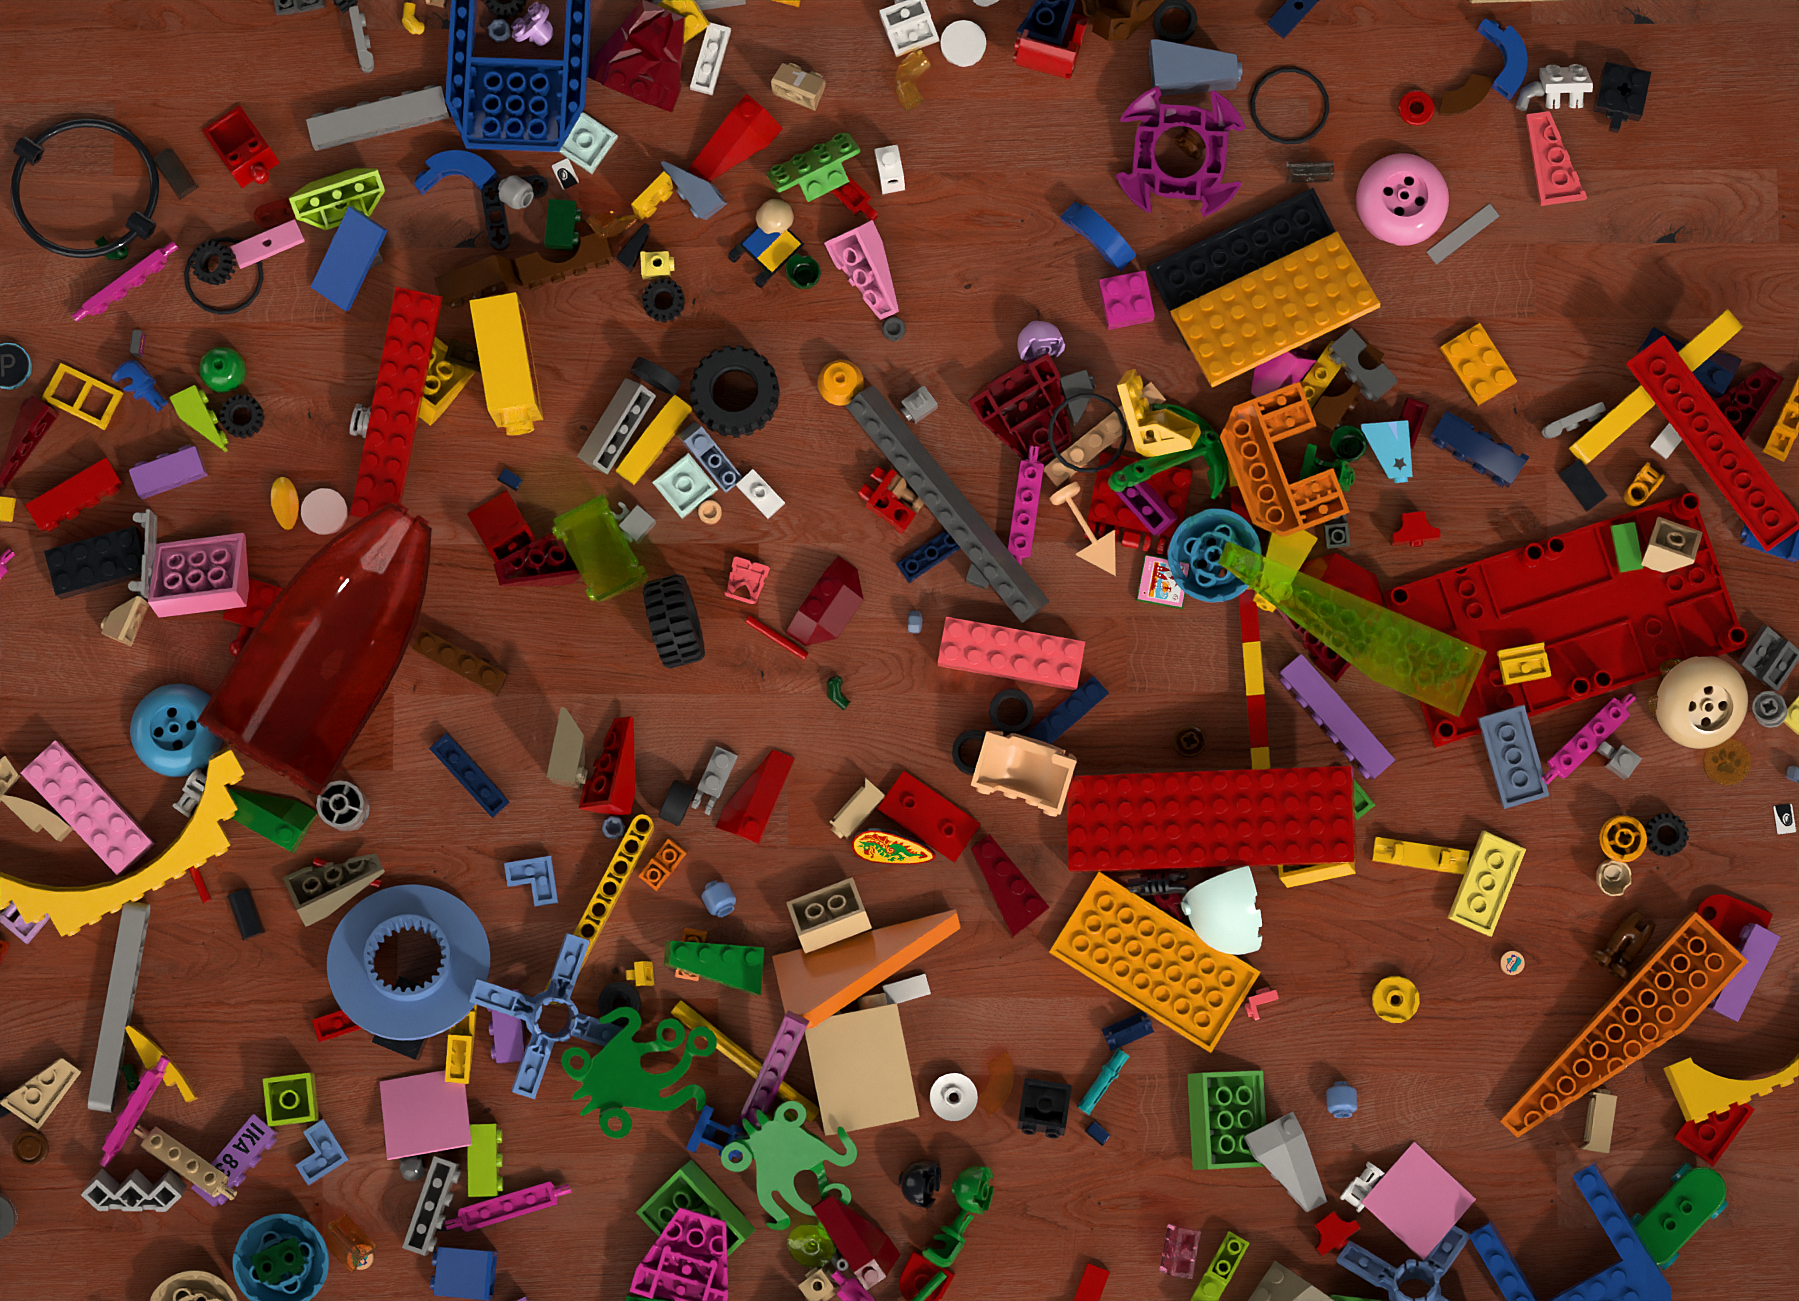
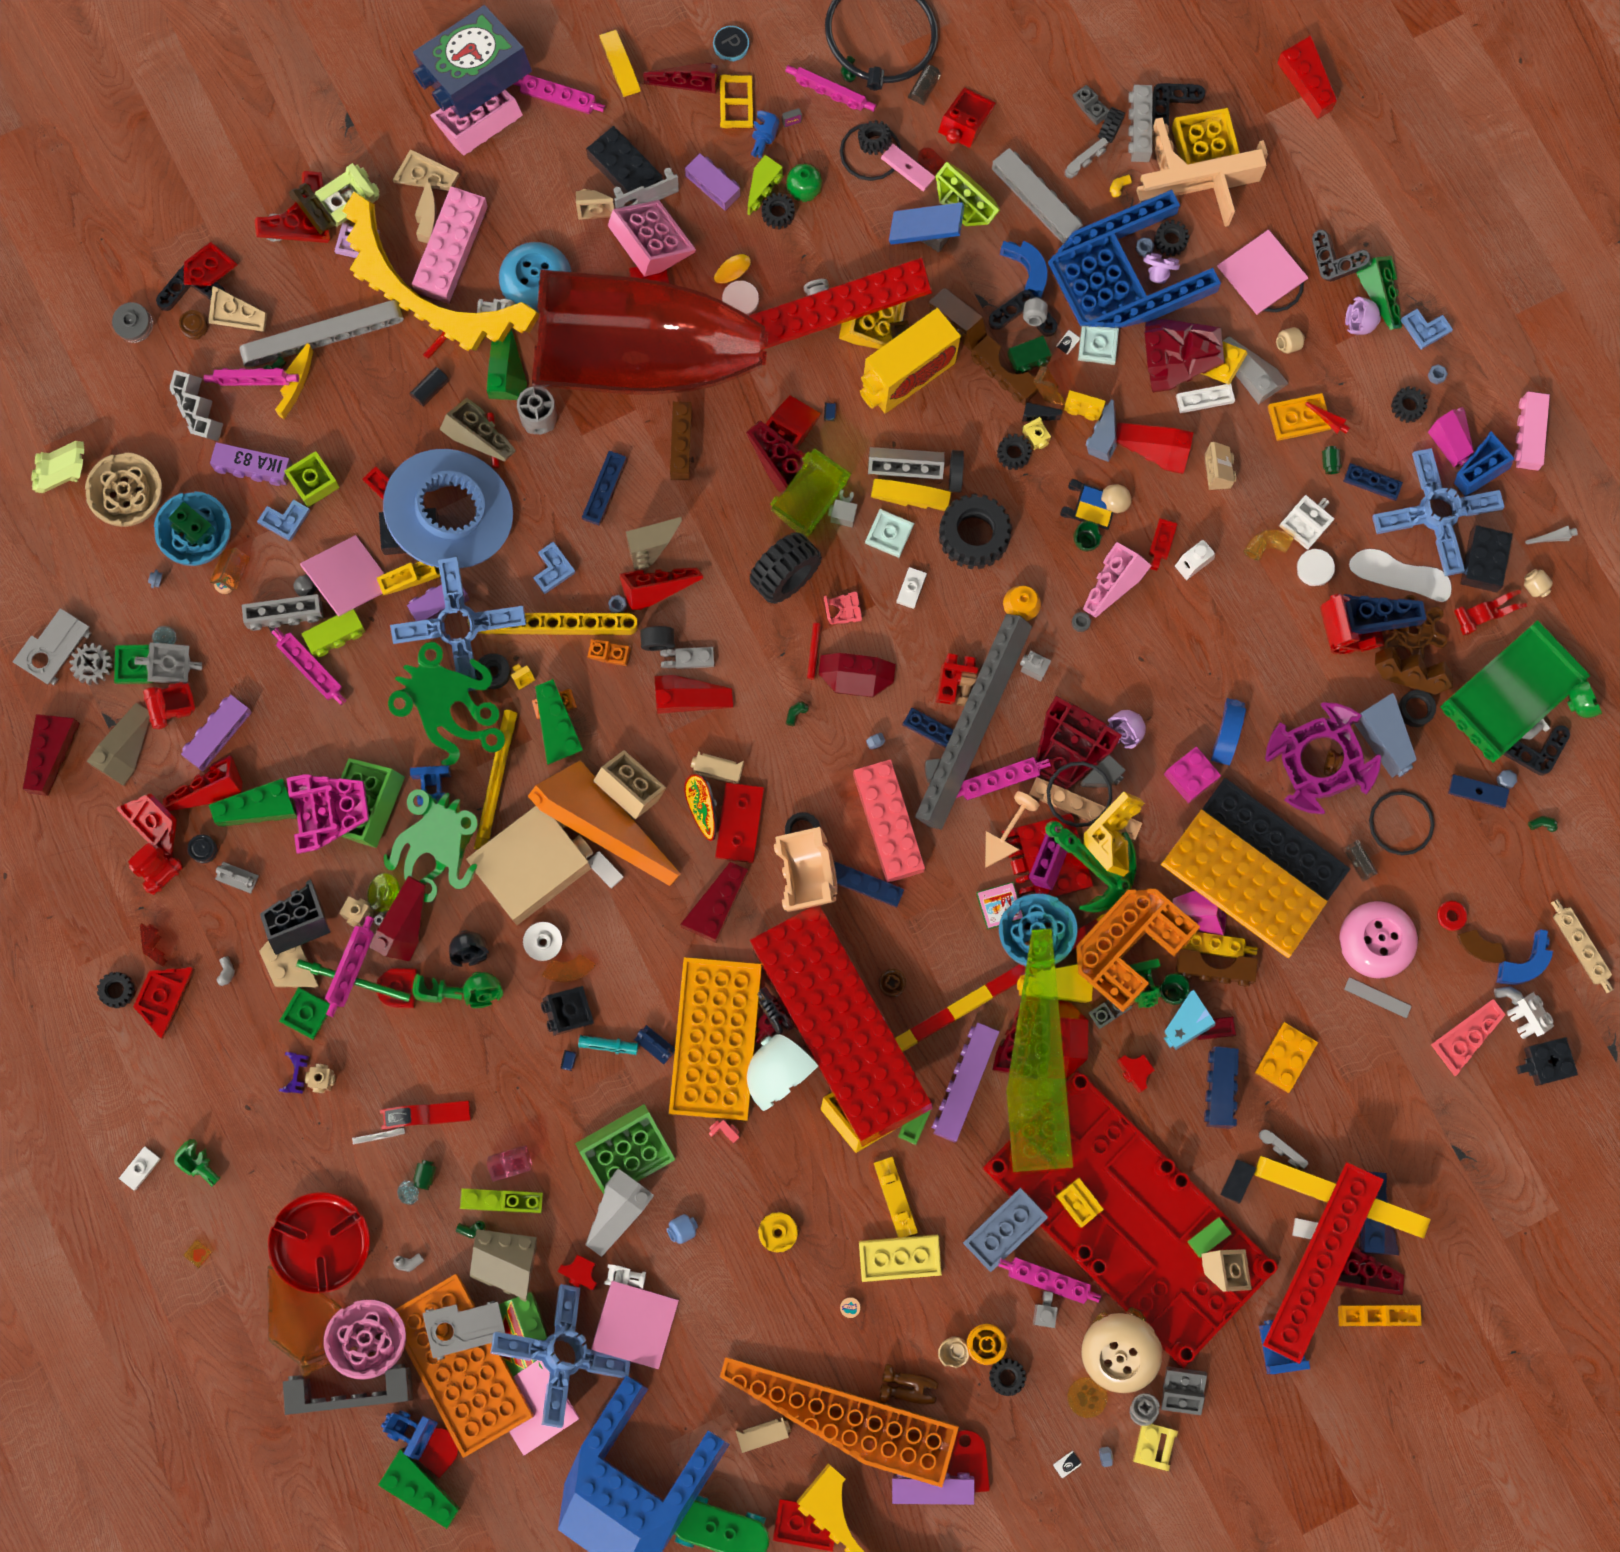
camera: 55 degrees right, 5 degrees down
(74, 495) = (664, 129): red brick -> none
(185, 1162) = (232, 429): tan plate -> none
(464, 1273) = (246, 659): blue slope -> none
(710, 456) = (919, 539): sand blue slope -> none
(710, 512) = (879, 559): light nougat tile -> none
(719, 898) = (603, 702): medium blue head -> none
(774, 1067) = (500, 797): magenta tile -> none
(817, 169) = (1166, 510): bright green bracket -> none
(1011, 693) = (847, 828): black tyre -> none
(1372, 382) = (1230, 983): dark grey arch -> none
(1645, 482) = (1266, 1227): light orange piece -> none

